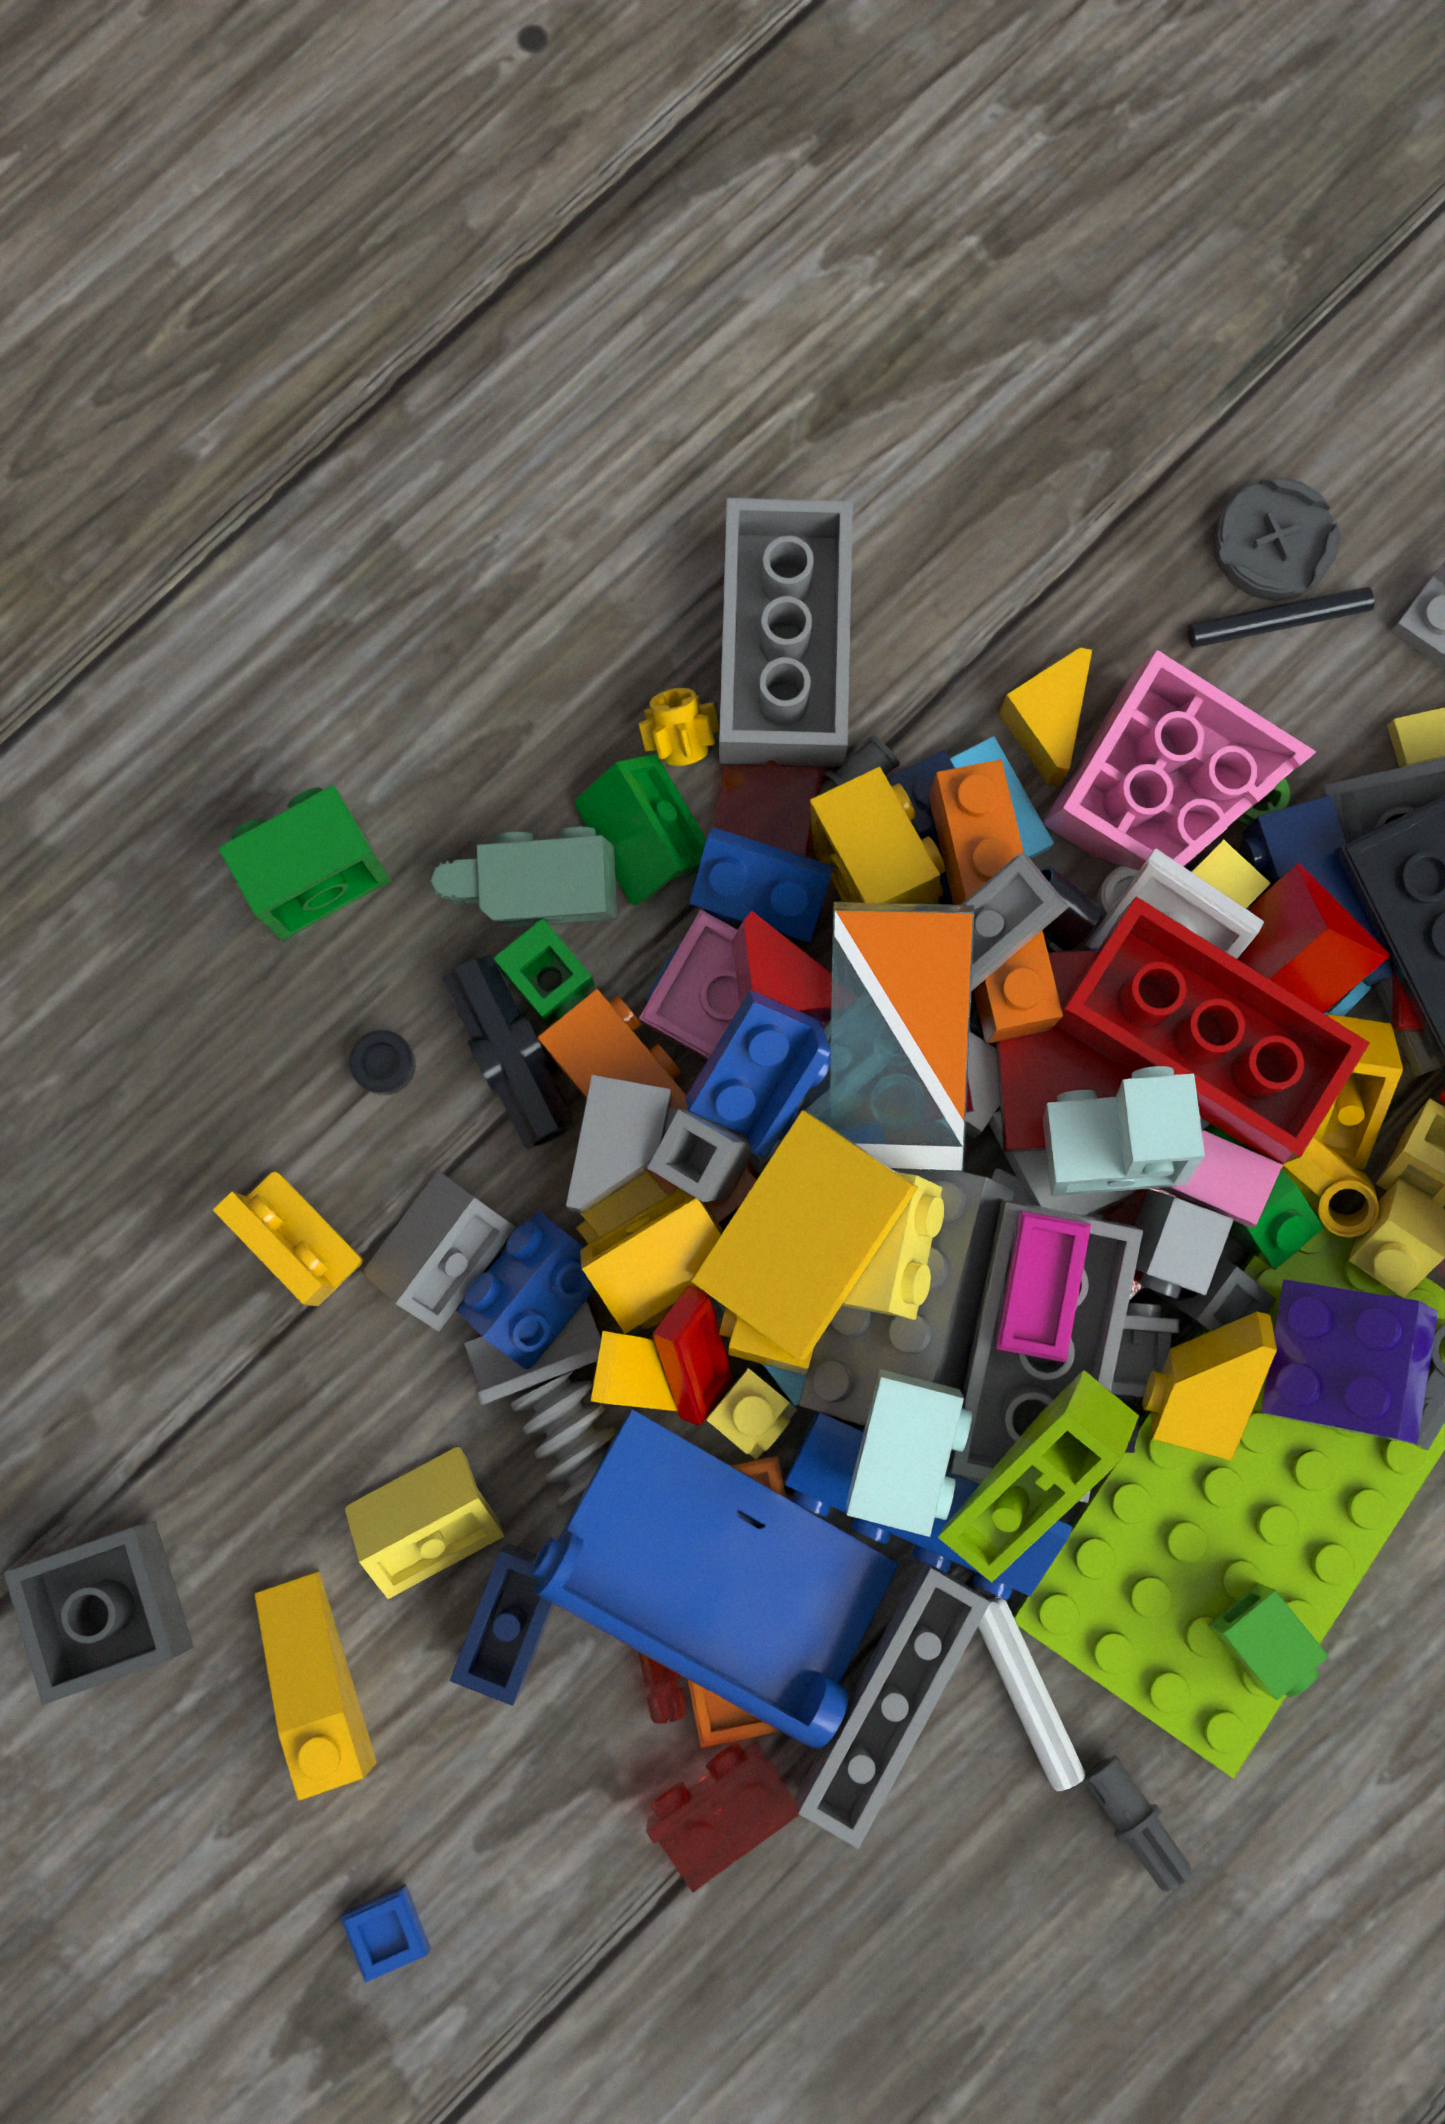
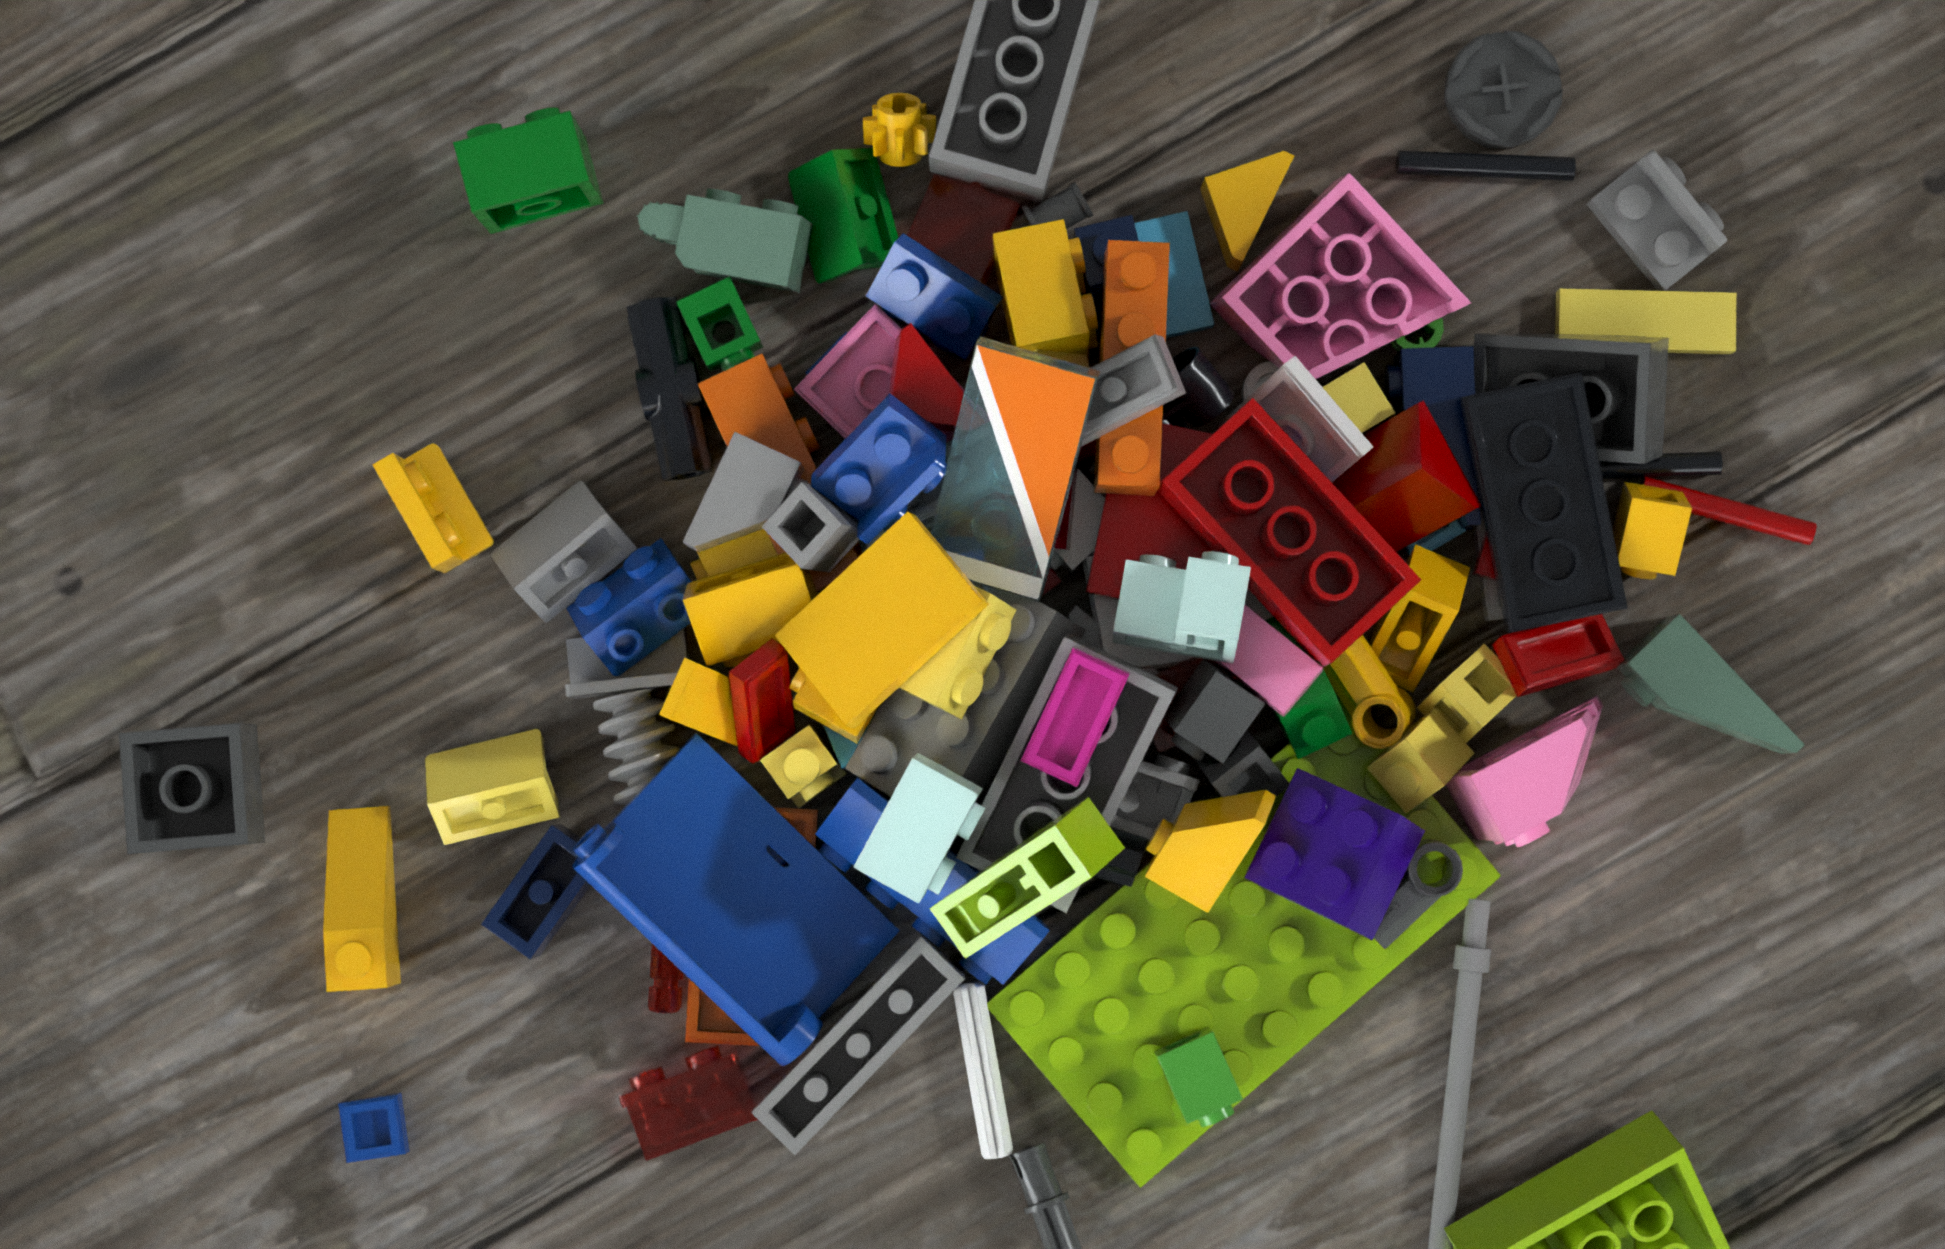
camera: 15 degrees right, 5 degrees up
(382, 1062) = (554, 369): black tile -> none

